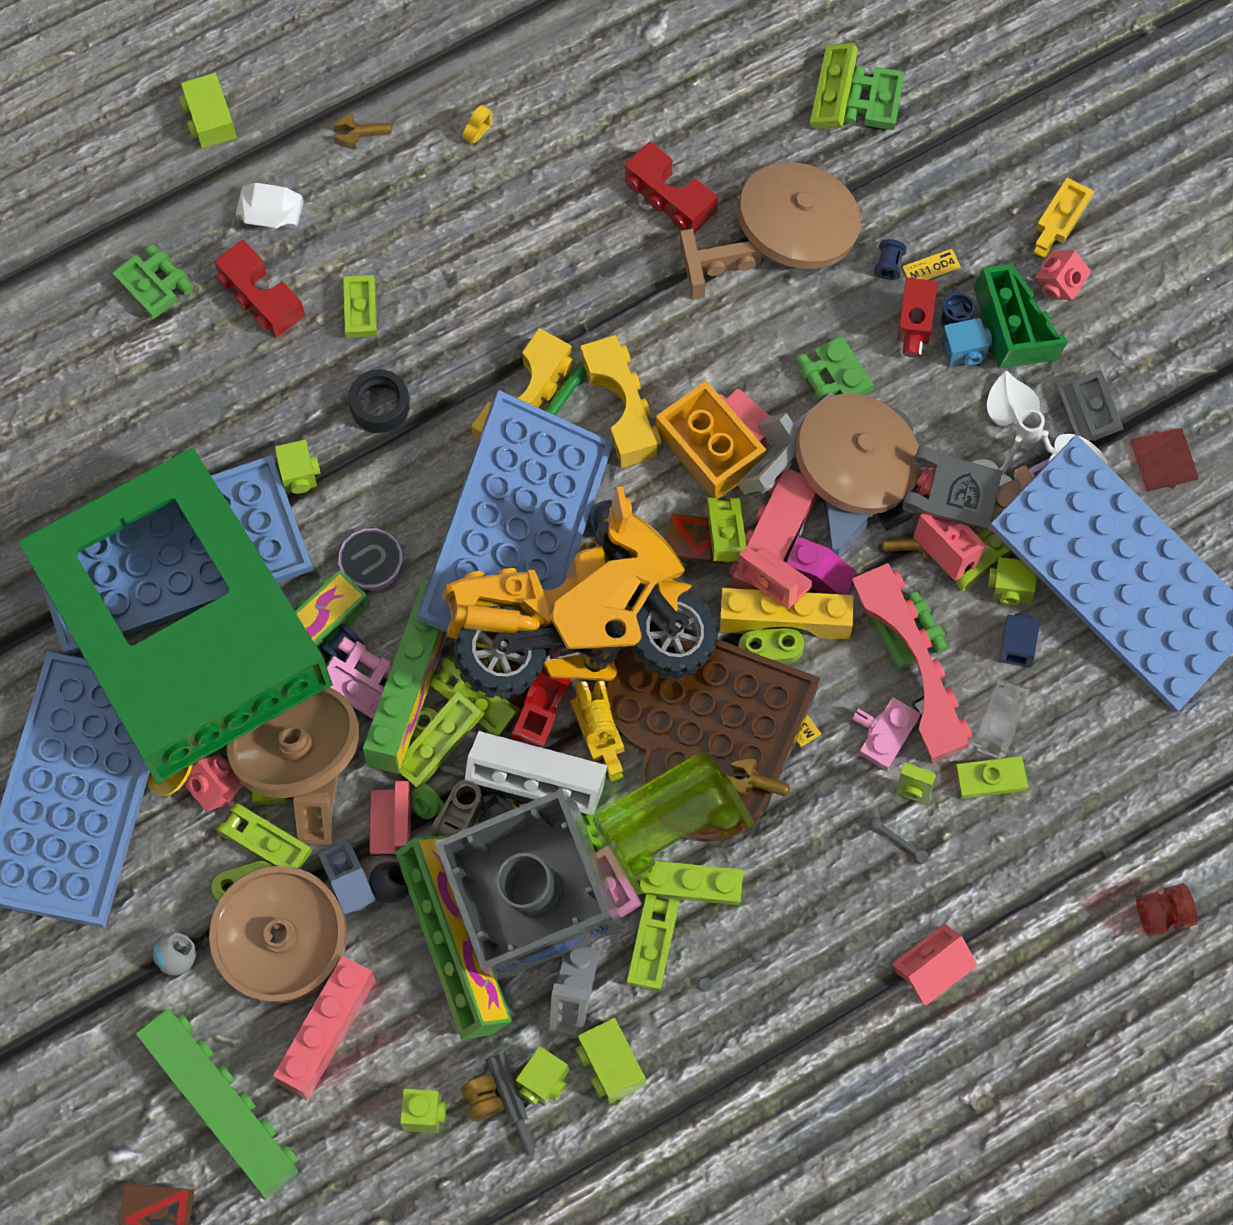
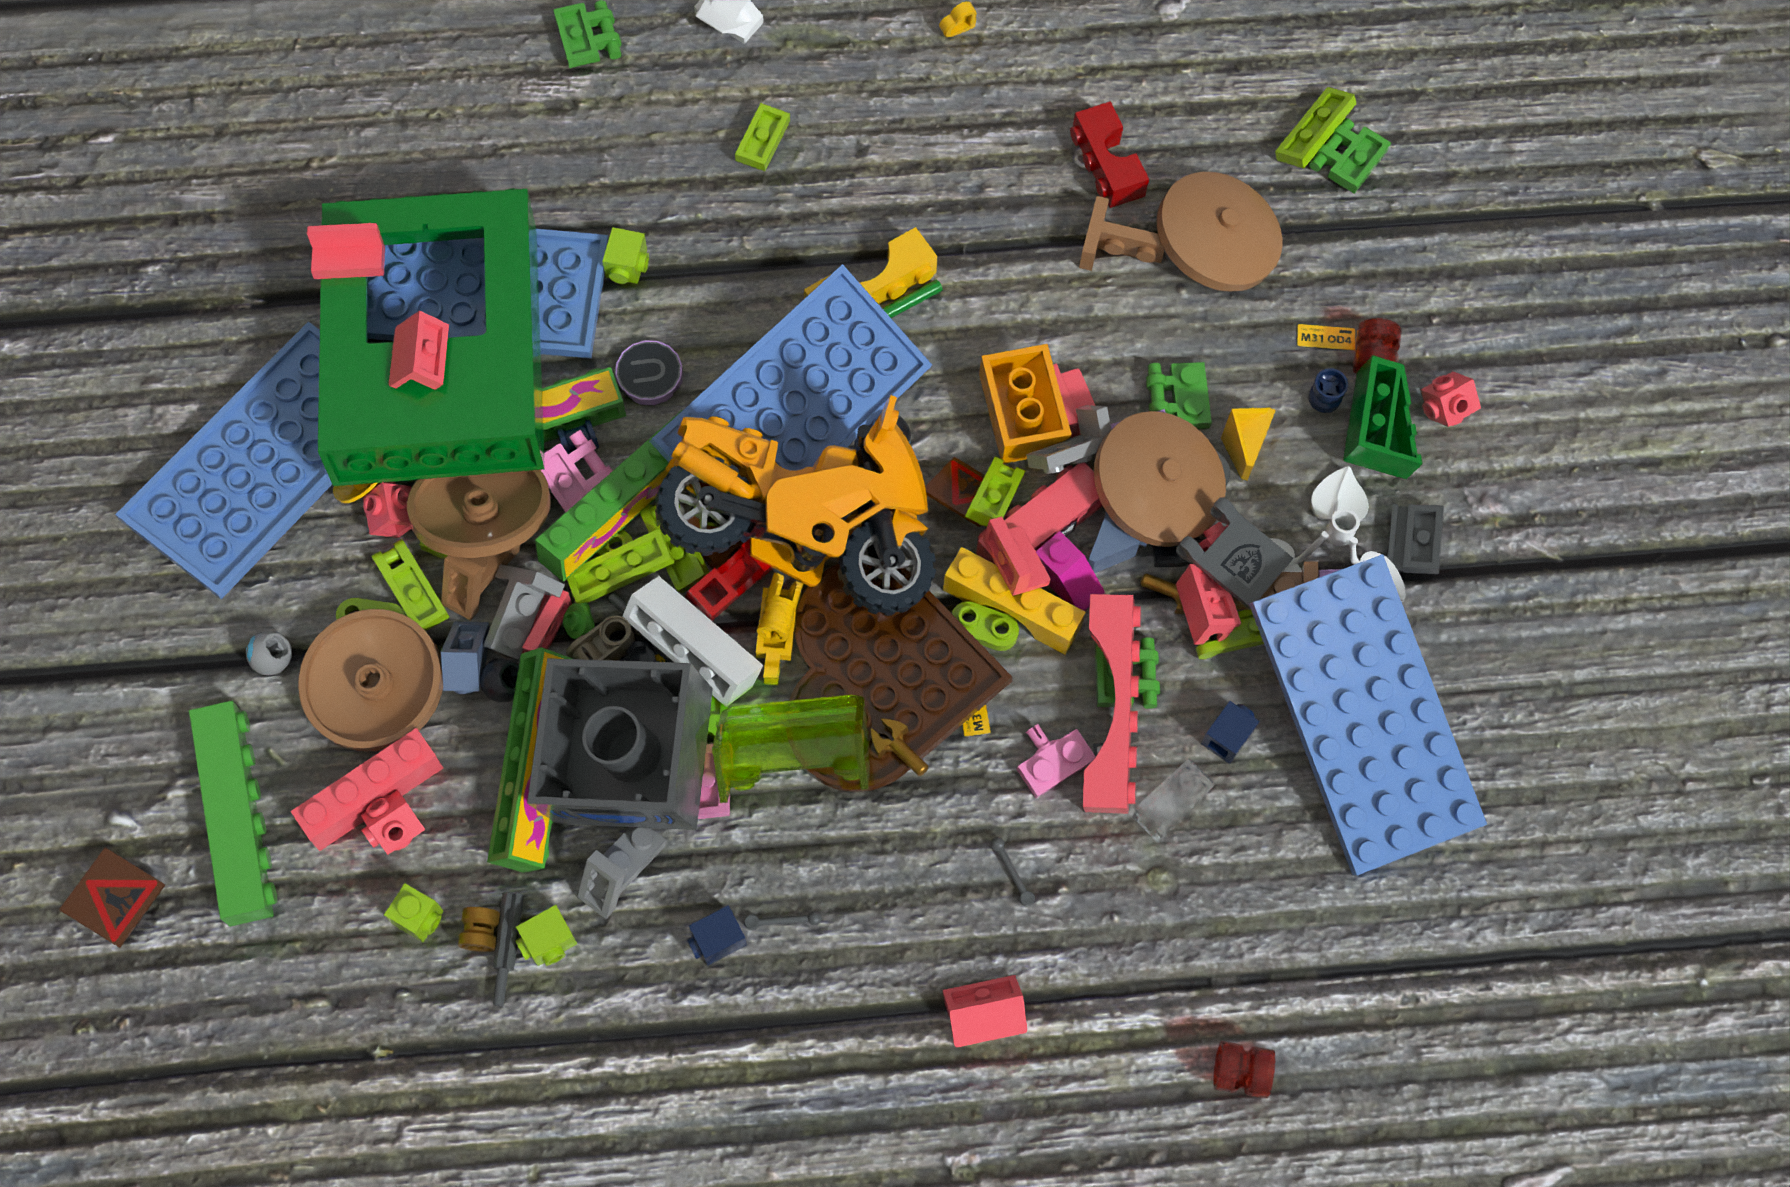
camera: 20 degrees right, 0 degrees up
(69, 574) = (346, 251): none -> coral panel
(183, 632) = (419, 351): none -> coral panel
(273, 308) = (682, 103): red arch -> none
(361, 1045) = (390, 823): none -> coral brick
(372, 813) = (518, 608): none -> light grey bracket
(374, 379) = (727, 209): black tyre -> none
(608, 368) = (953, 364): yellow arch -> none
(611, 1061) = (619, 953): lime brick -> none
(653, 944) = (720, 858): lime plate -> none
(684, 1008) = (716, 936): none -> dark blue brick
(694, 883) = (791, 818): lime plate -> none
(890, 259) = (1288, 311): dark blue bush -> none
(909, 385) = (1245, 435): none -> yellow slope
(915, 783) = (1053, 823): lime plate -> none
(917, 308) = (1286, 371): red torso -> none
(966, 342) = (1323, 421): dark azure brick -> none
(976, 252) = (1376, 338): none -> clear red wheel
(991, 777) = (1135, 853): lime plate -> none
(1012, 581) = (1251, 671): lime brick -> none
(1062, 215) = (1479, 343): yellow plate -> none
(1164, 459) = (1466, 622): clear red piece -> none

